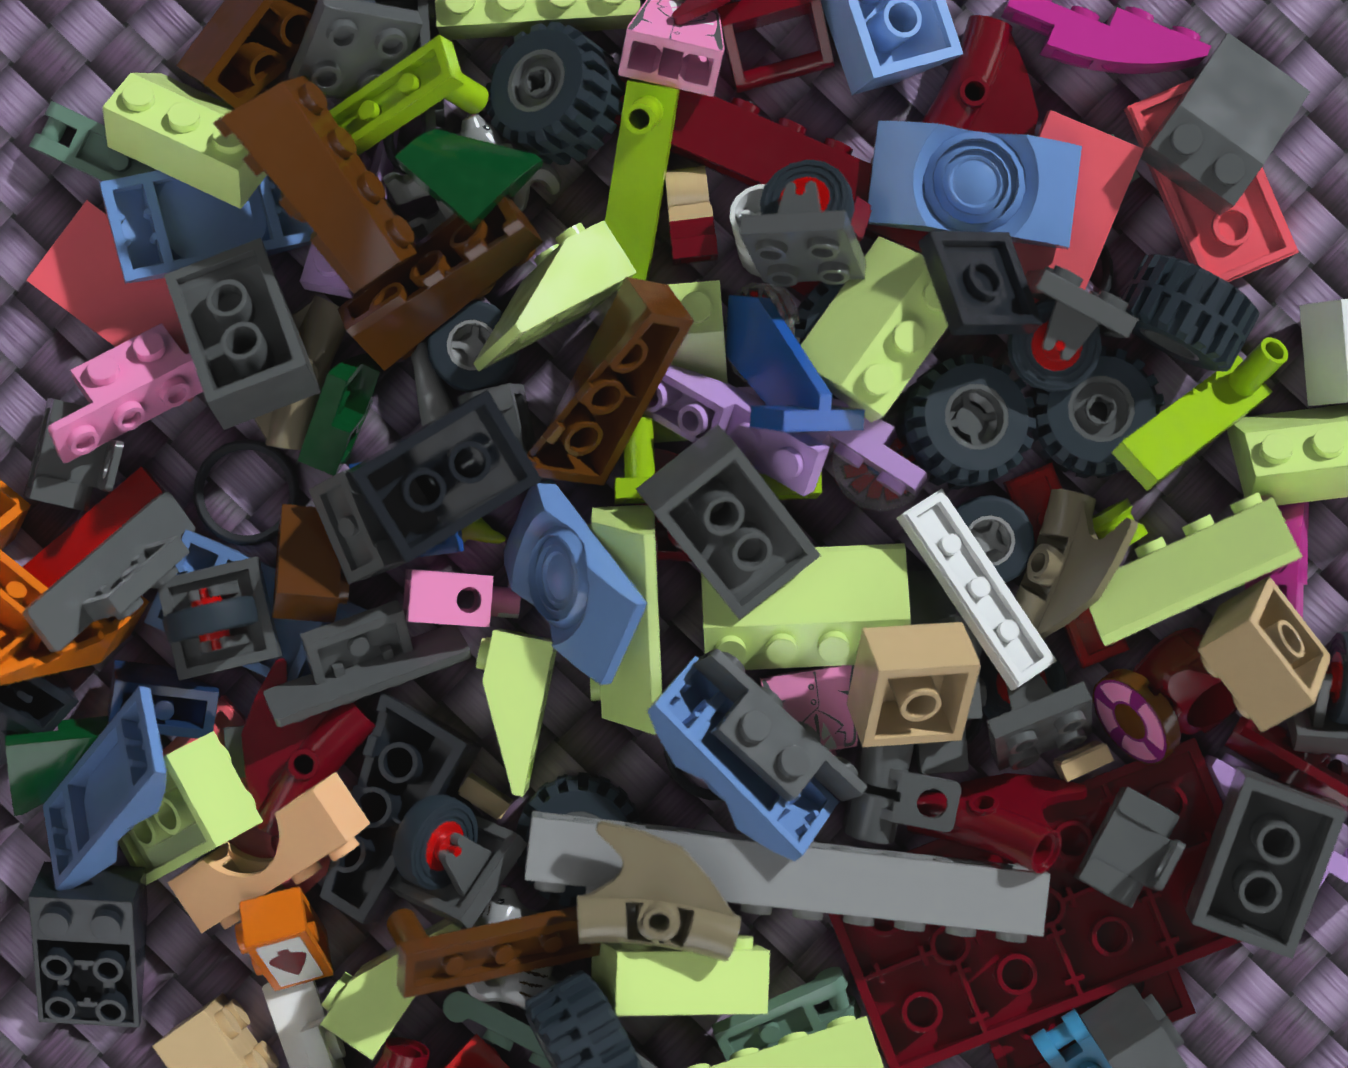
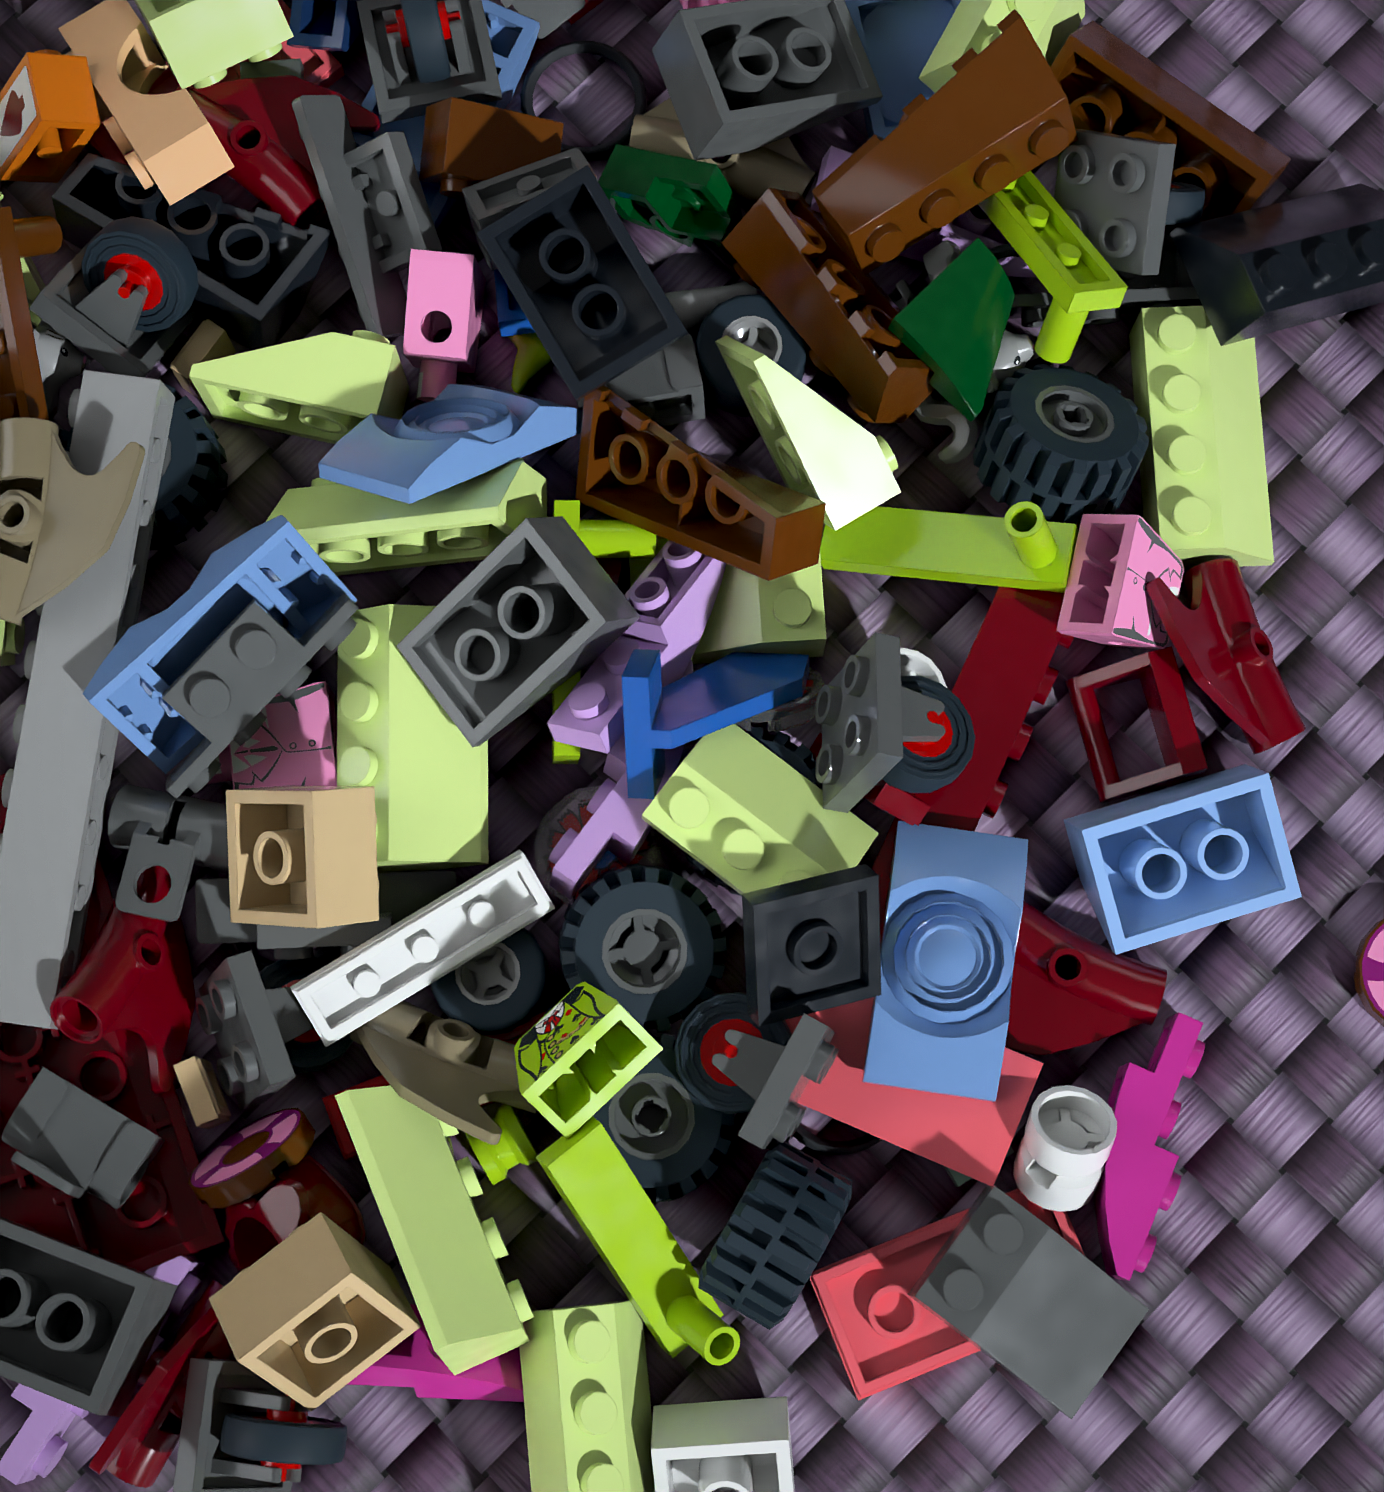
camera: 90 degrees right, 10 degrees down
(690, 216) = (917, 614): leg -> none
(1067, 461) = (580, 1056): none -> lime torso
(1113, 94) = (1064, 1148): none -> white wheel

